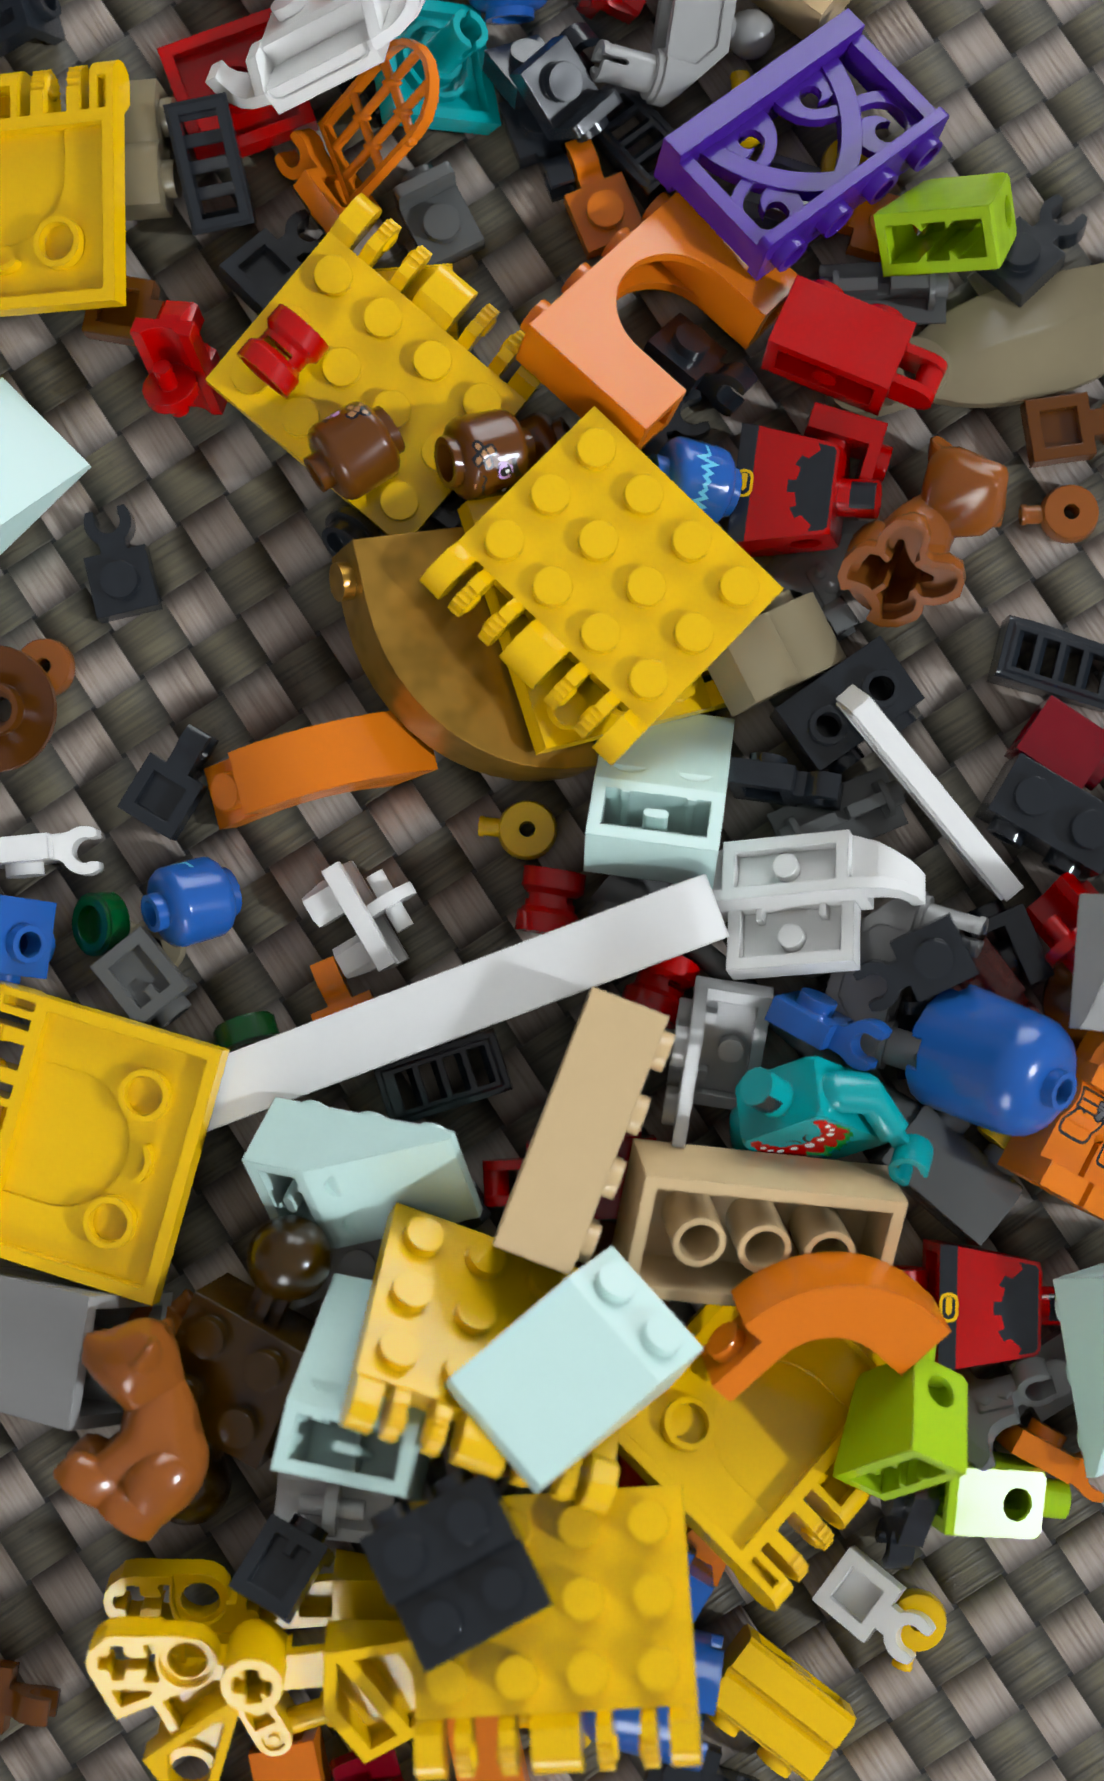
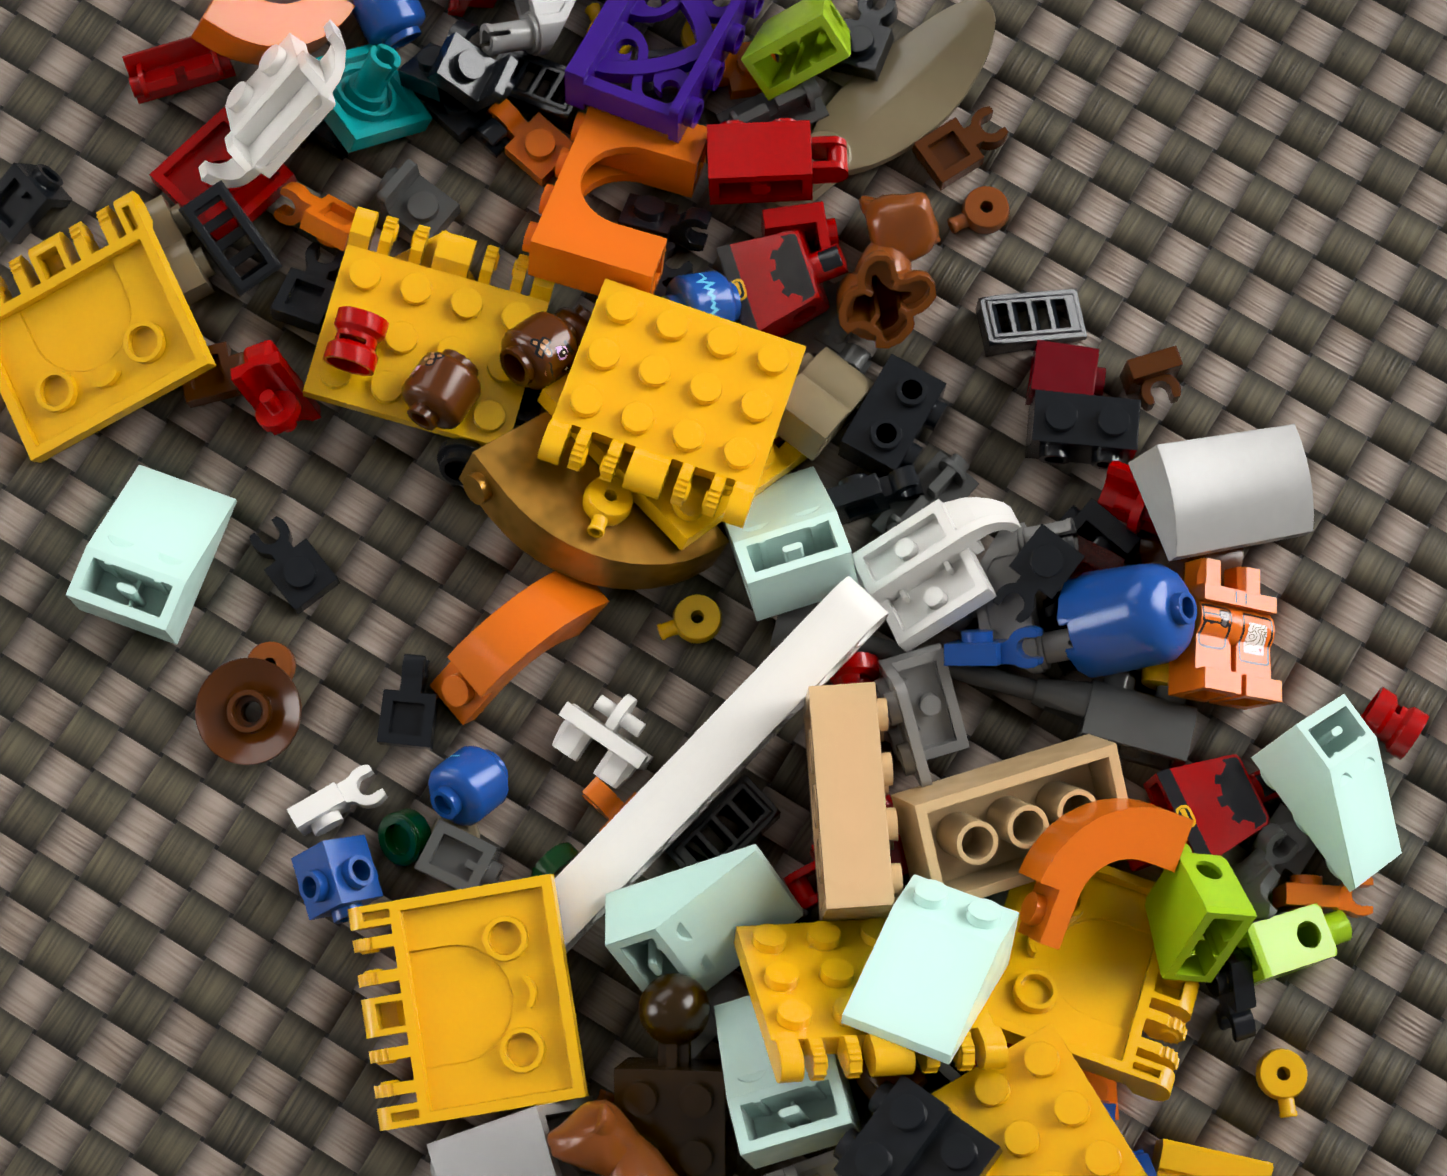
camera: 30 degrees left, 10 degrees down
(362, 116) = (330, 154): orange window -> none
(468, 674) = (606, 505): none -> yellow piece
(549, 899) = (739, 655): red wheel -> none
(823, 1114) = (1021, 714): teal torso -> none
(865, 1599) = (1235, 1073): white plate -> none
(928, 792) = (983, 449): white tile -> none

